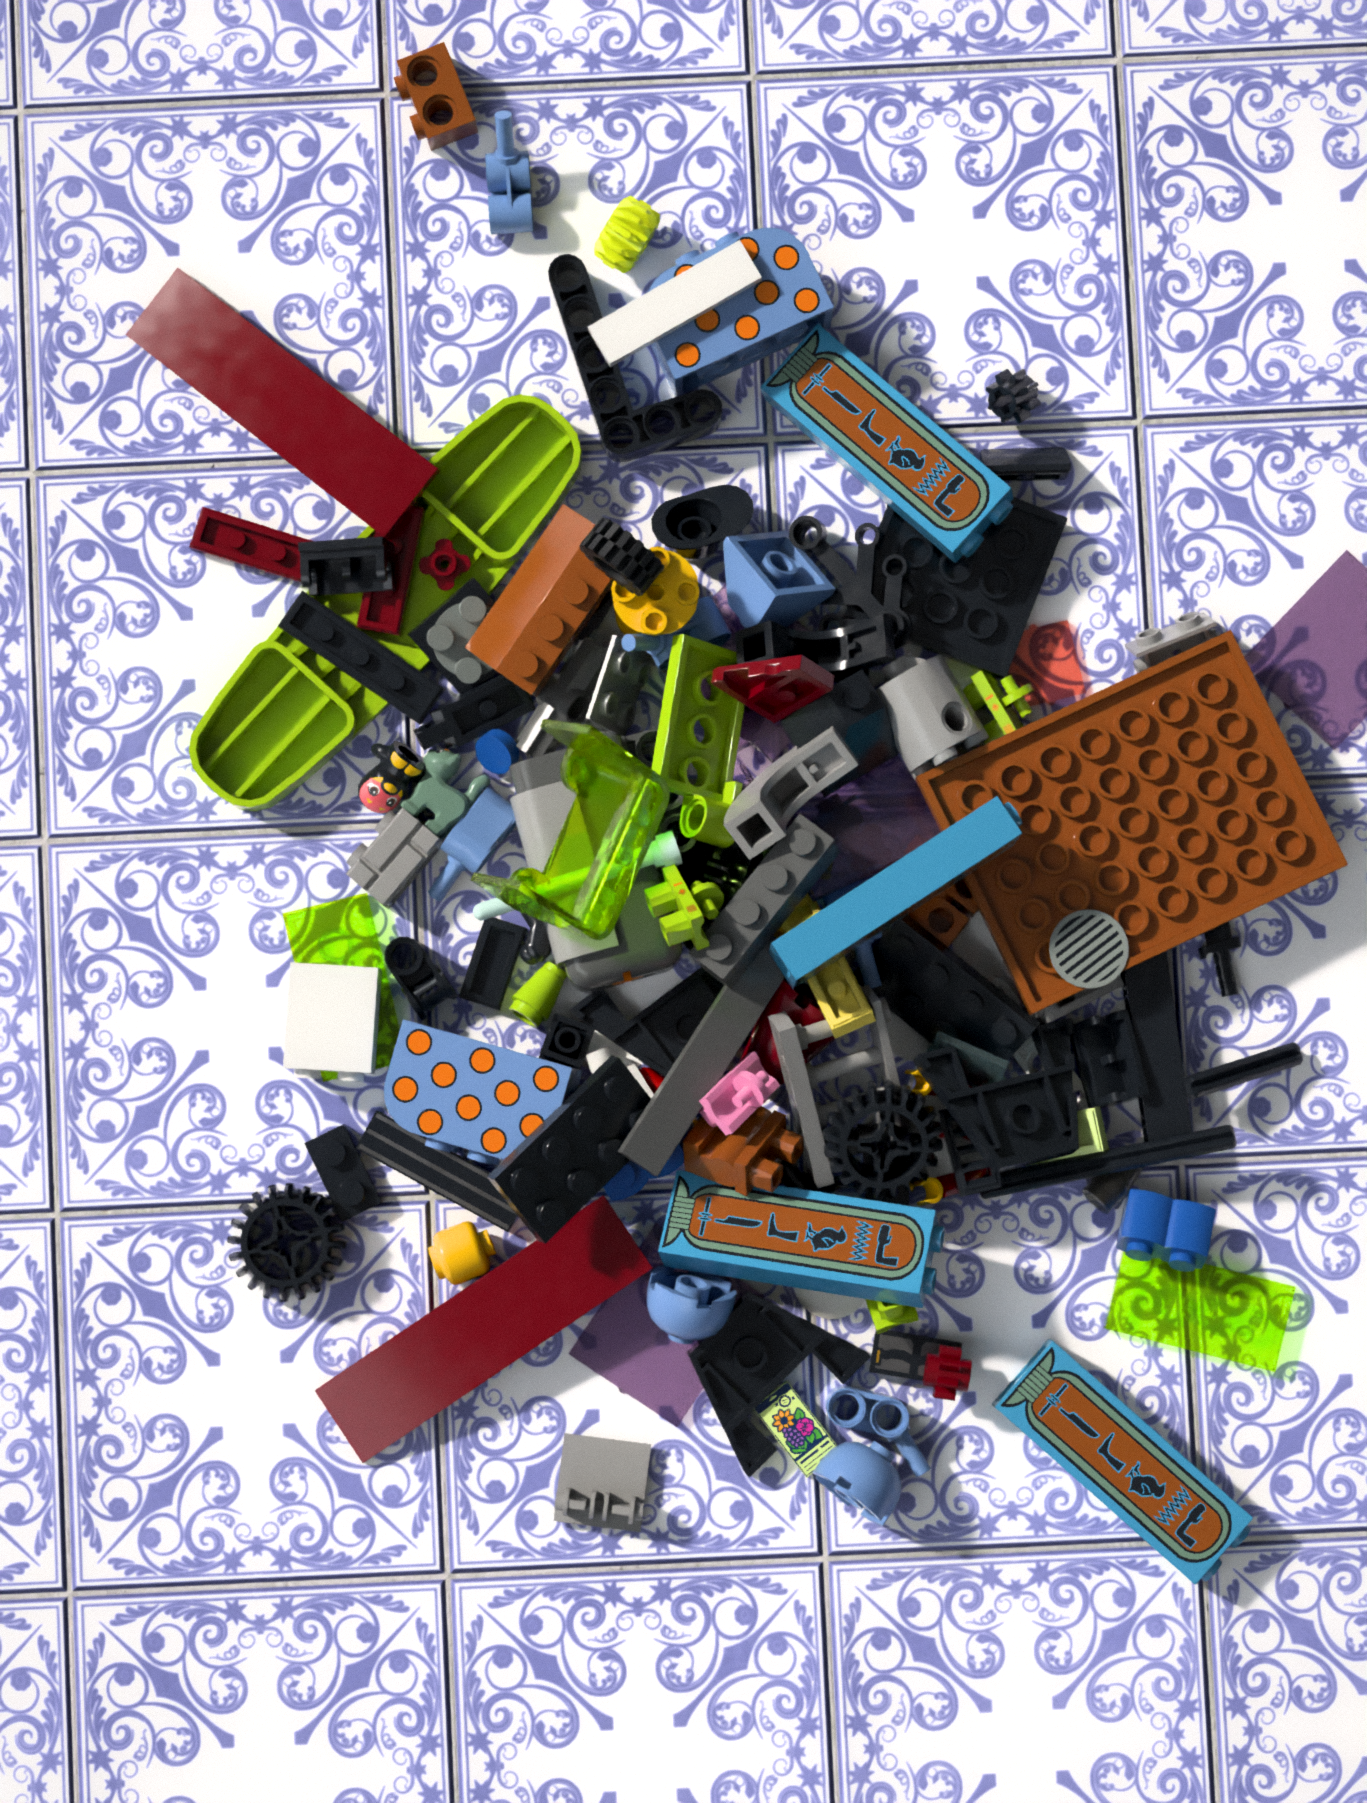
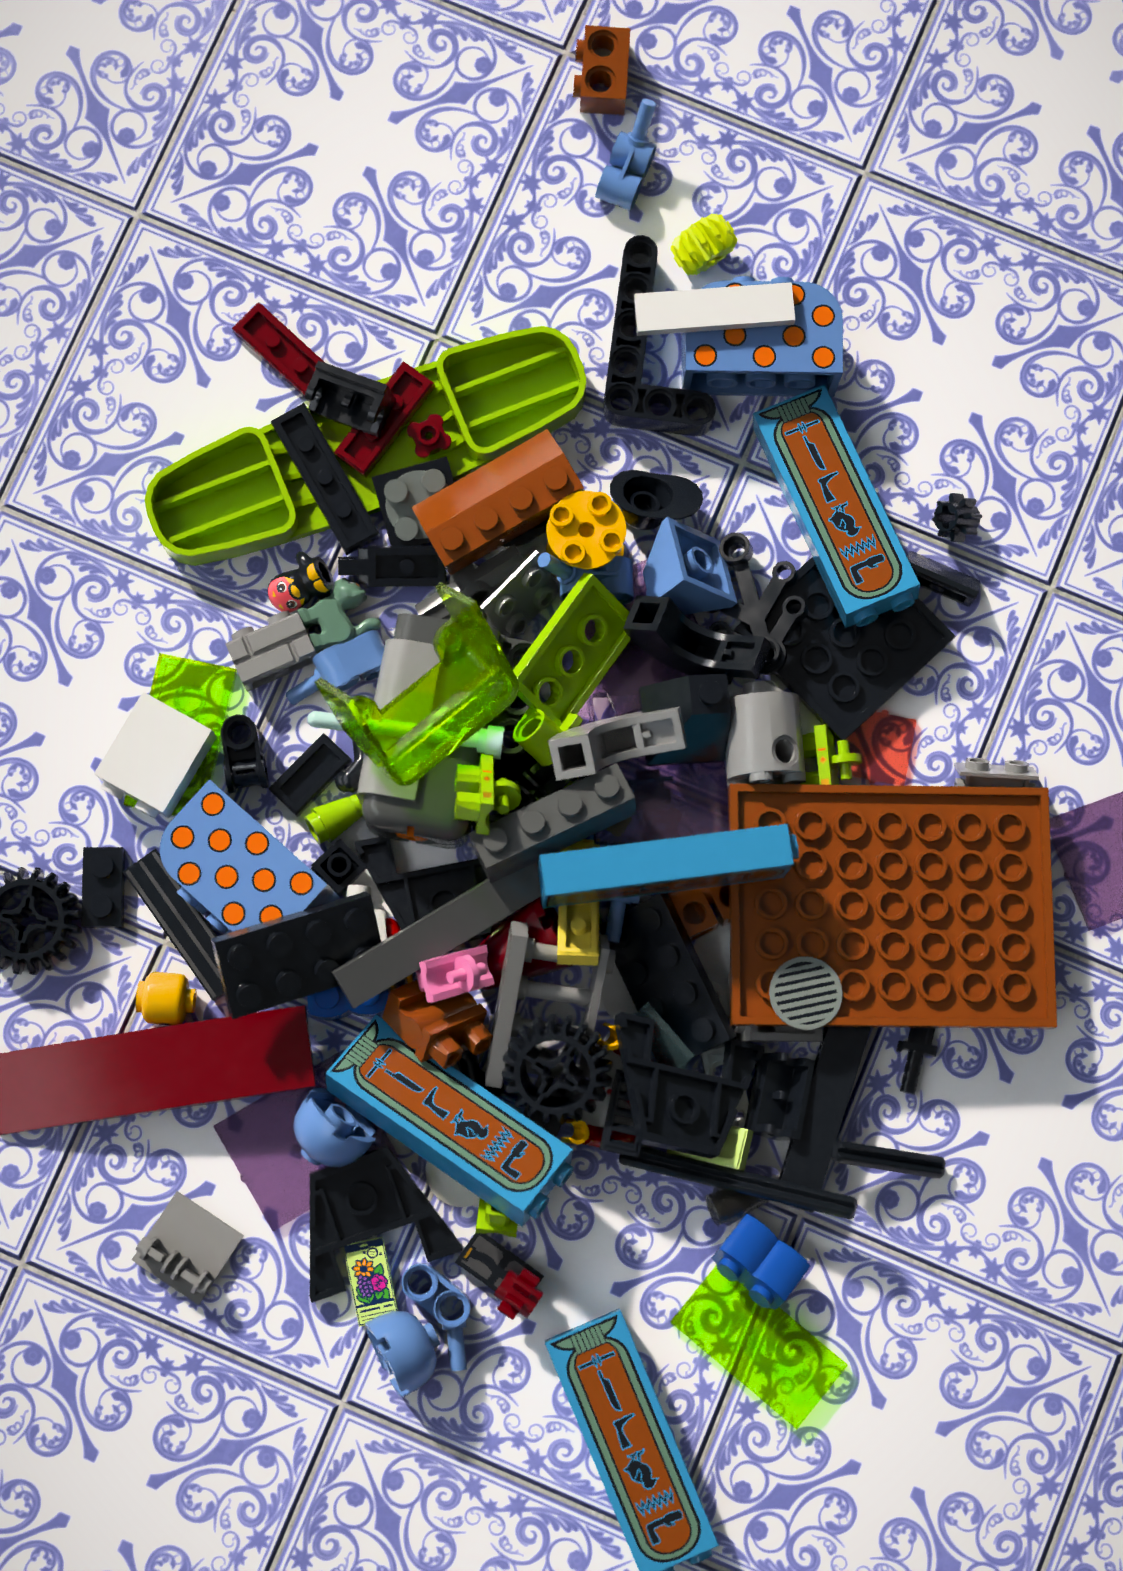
camera: 20 degrees right, 5 degrees down
(283, 403) = (363, 250): dark red slope -> none
(497, 751) = (396, 601): blue tile -> none
(621, 556) = (570, 483): black tyre -> none
(774, 685) = (647, 651): dark red wing -> none

